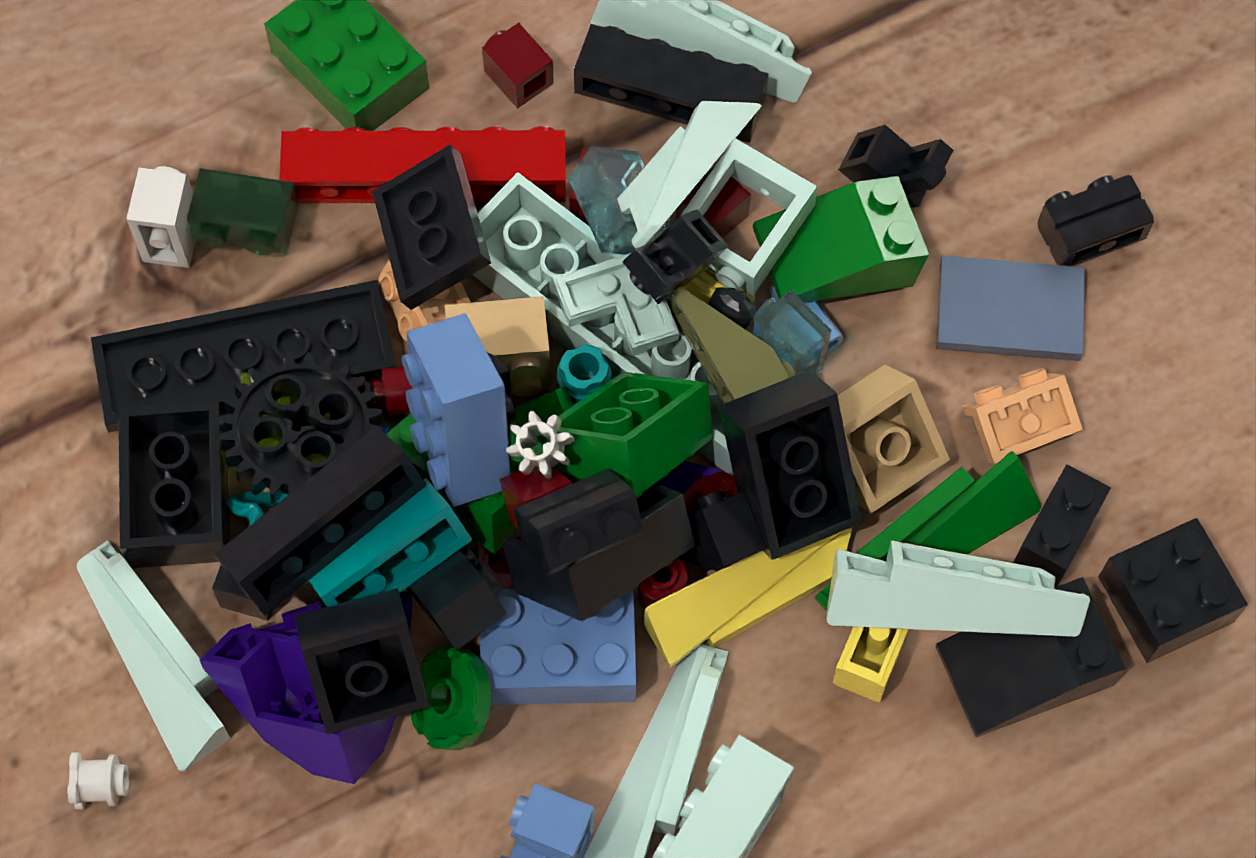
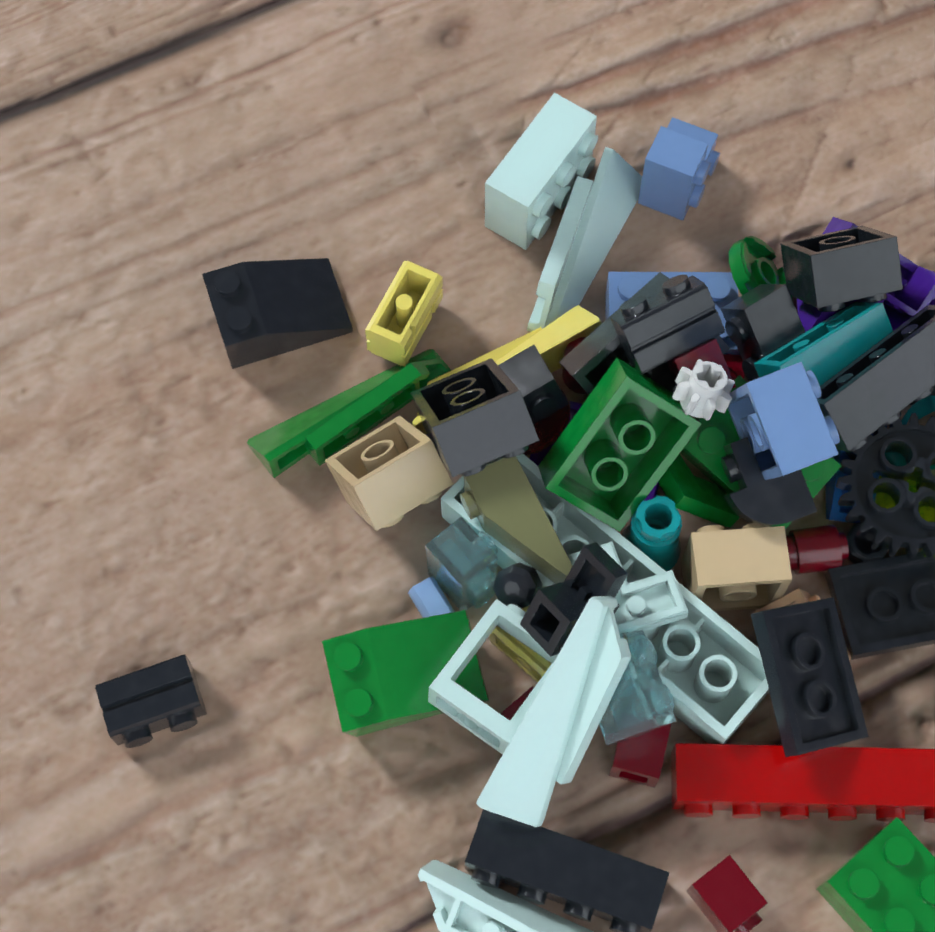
camera: 175 degrees left, 0 degrees up
(884, 154) = (340, 759): black brick -> none
(949, 593) = (342, 325): light aqua wedge -> none
(1010, 308) = (246, 622): sand blue tile -> none
(1023, 415) = (252, 515): light nougat bracket -> none
(1062, 523) = (233, 407): black brick -> none
(1172, 590) = (148, 352): black brick -> none

